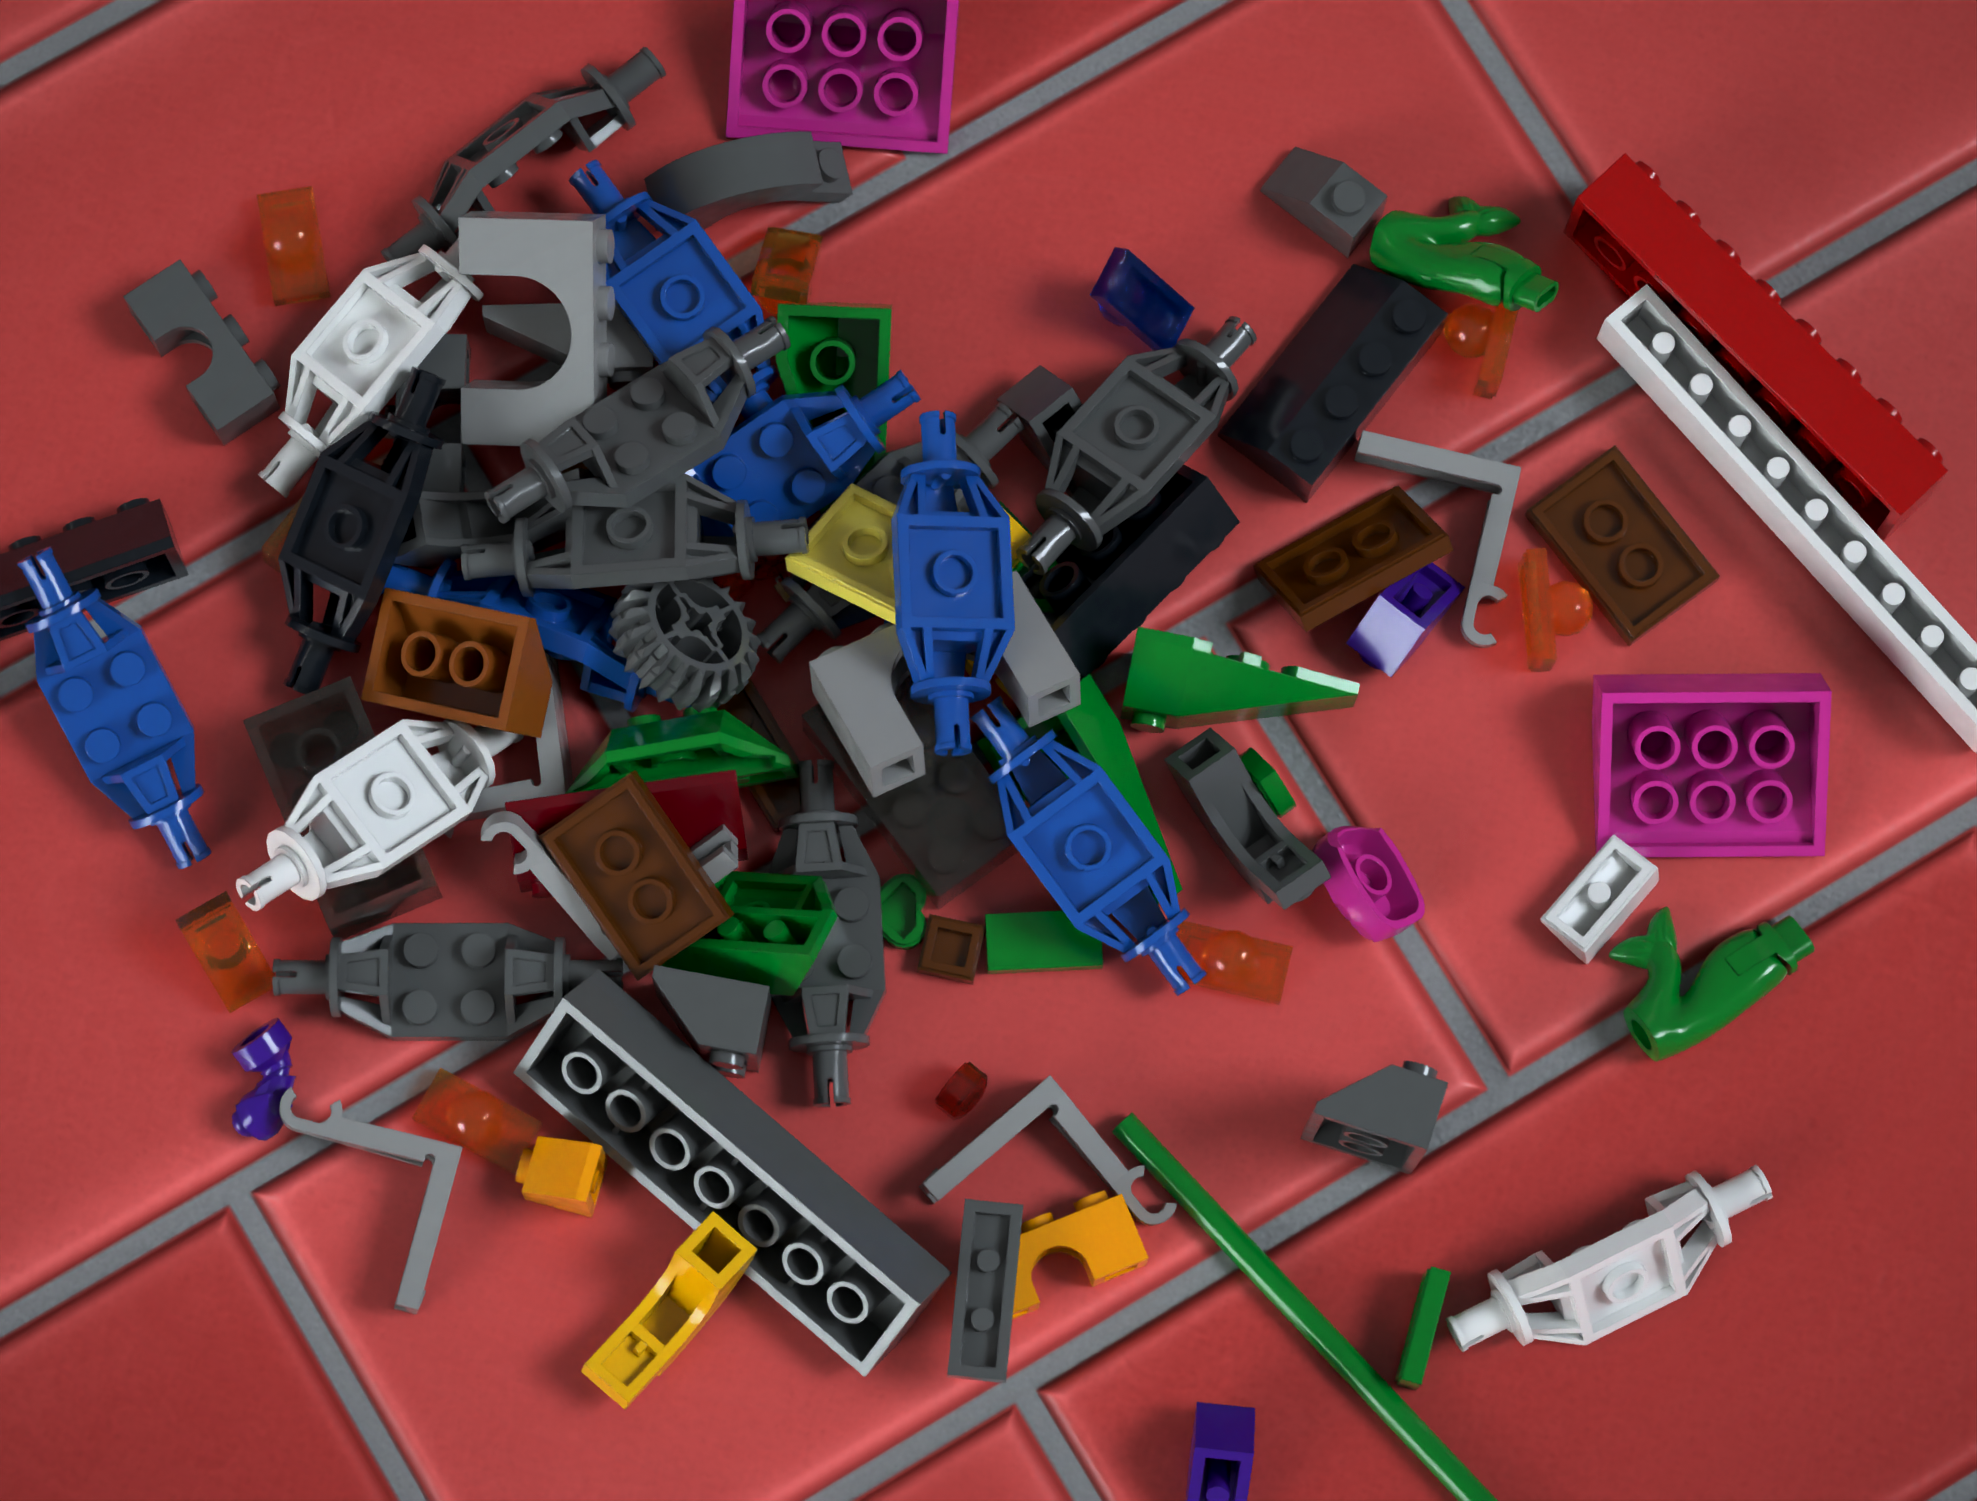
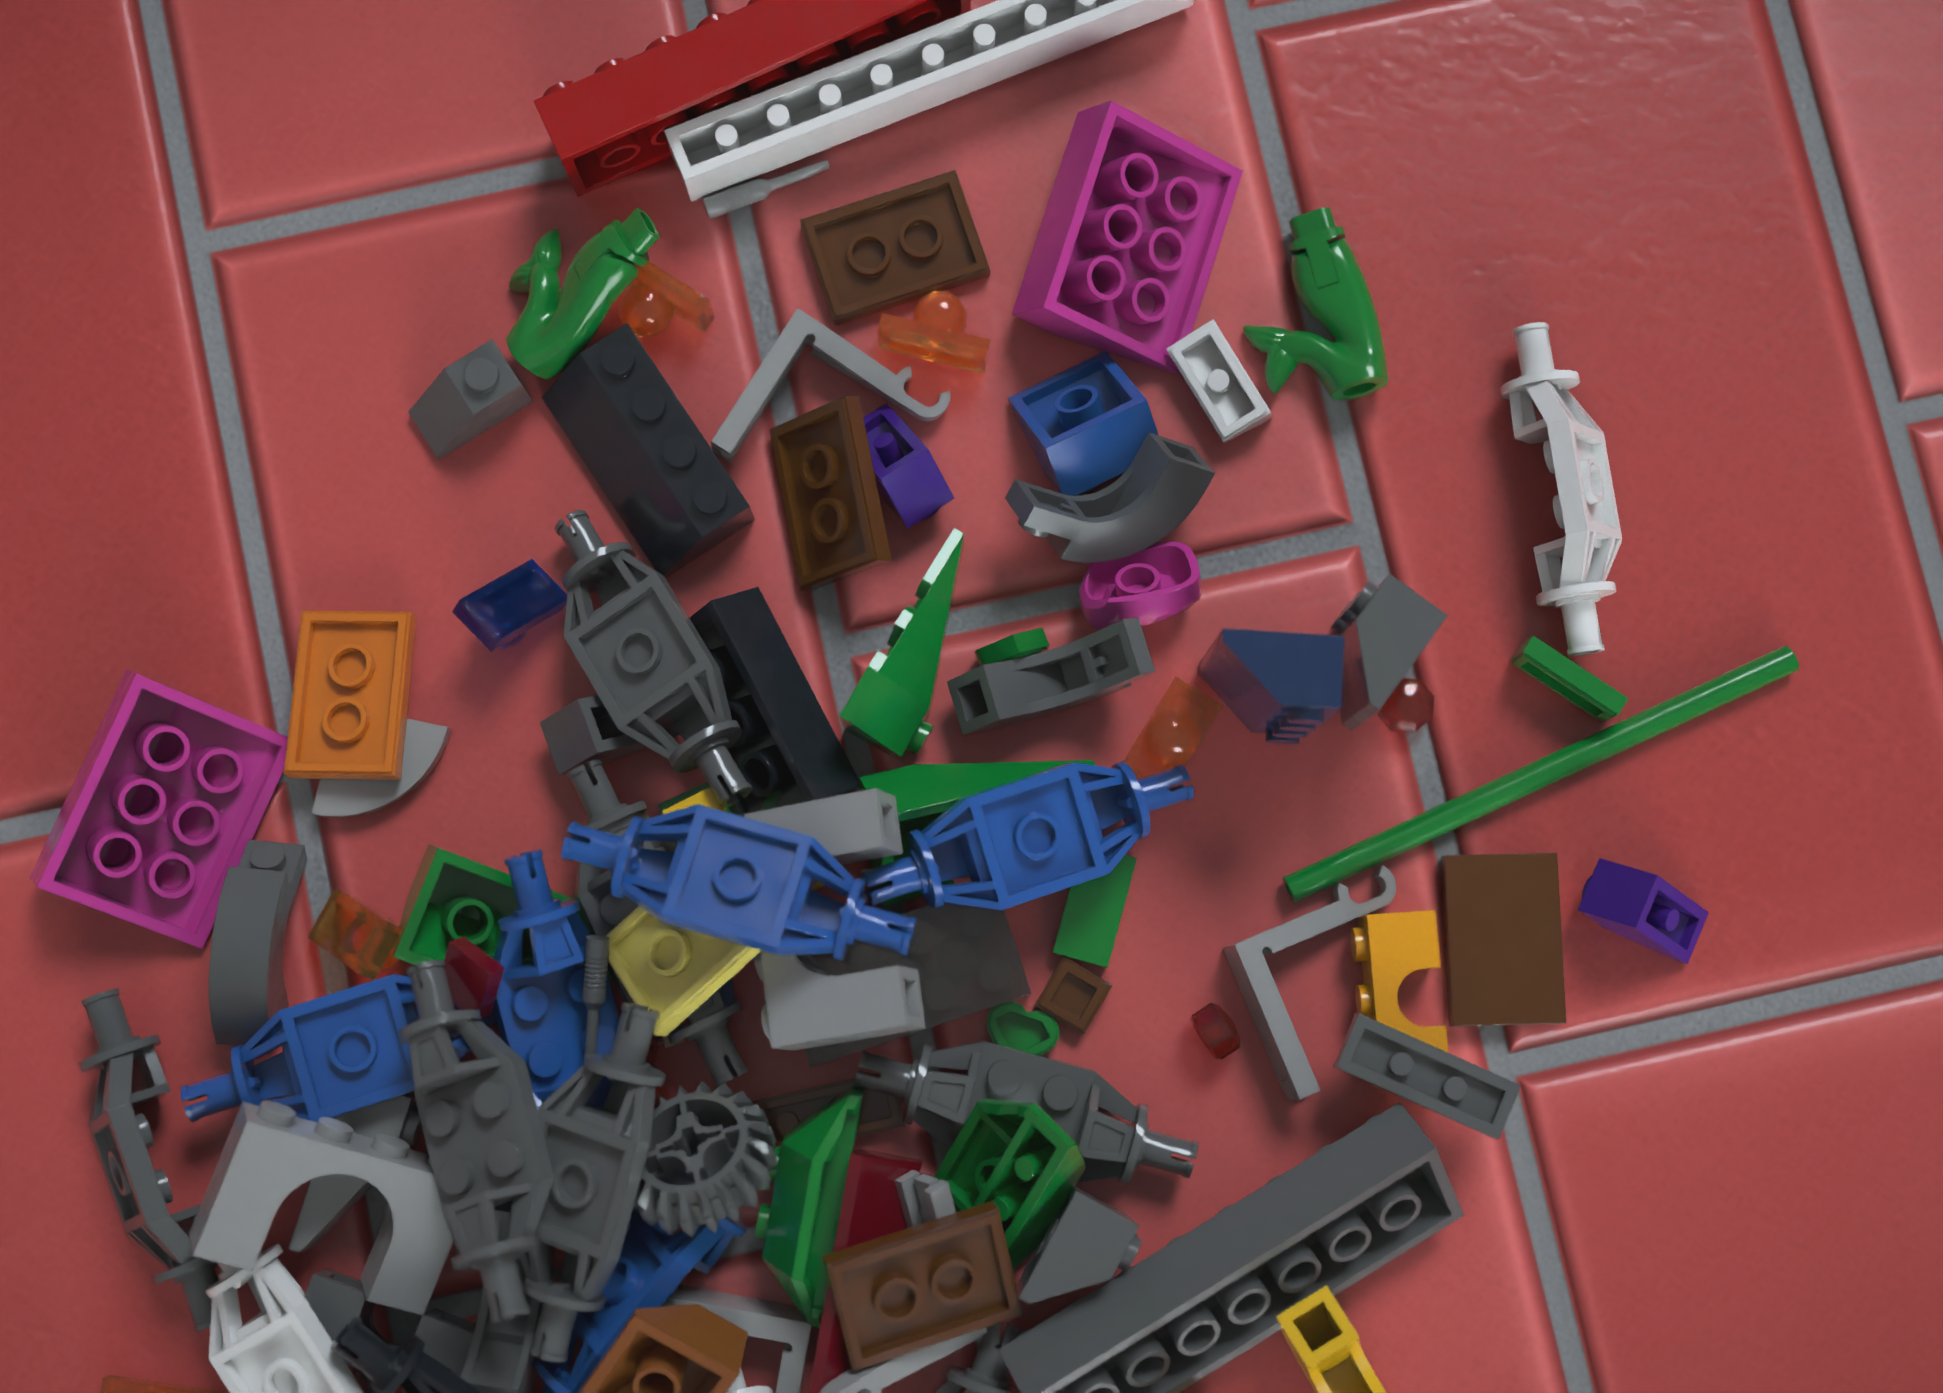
camera: 70 degrees left, 5 degrees up
(783, 378) = (472, 976): none -> dark red tile
(812, 492) = (594, 986): none -> dark grey piece
(944, 241) = (355, 798): none -> light grey tile
(1007, 186) = (350, 695): none -> orange tile
(1144, 1346) = (1503, 939): none -> reddish brown tile
(1316, 1027) = (1276, 680): none -> dark blue slope
(1342, 1180) = (1407, 707): none -> clear red tile
(1426, 841) = (1125, 516): none -> dark grey arch
(1508, 781) = (1084, 423): none -> blue slope
(1630, 395) = (756, 190): none -> light grey piece

